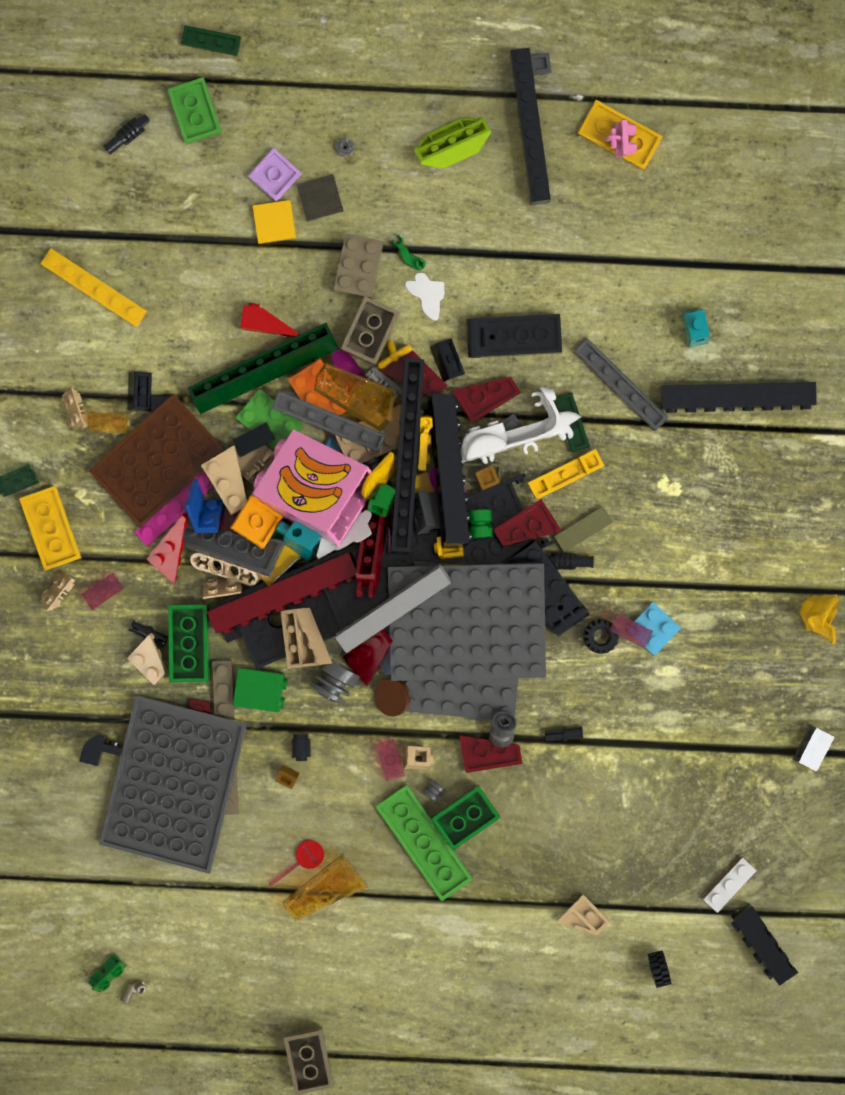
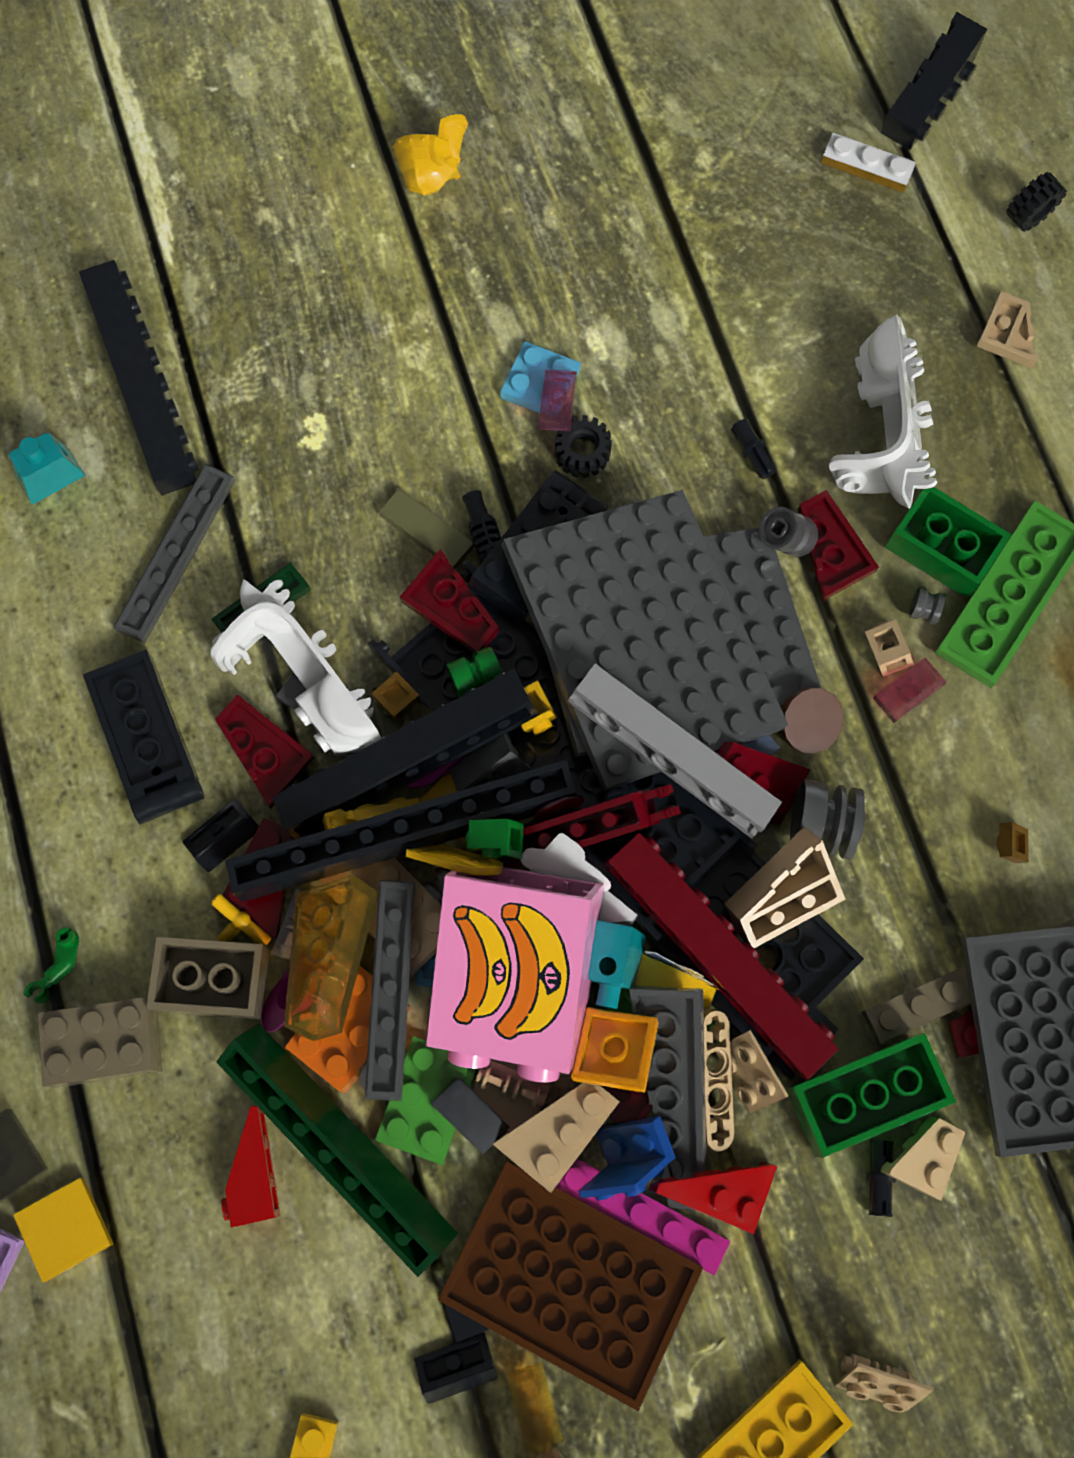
camera: 115 degrees left, 15 degrees down
(102, 591) = (842, 1294): clear pink plate -> none
(260, 690) = (893, 941): green brick -> none
(301, 747) = (955, 838): black brick -> none
(429, 292) = (114, 905): white sticker -> none
(565, 474) = (345, 581): yellow slope -> none
(573, 828) = (888, 382): none -> white piece
(813, 748) = (626, 116): hinge -> none

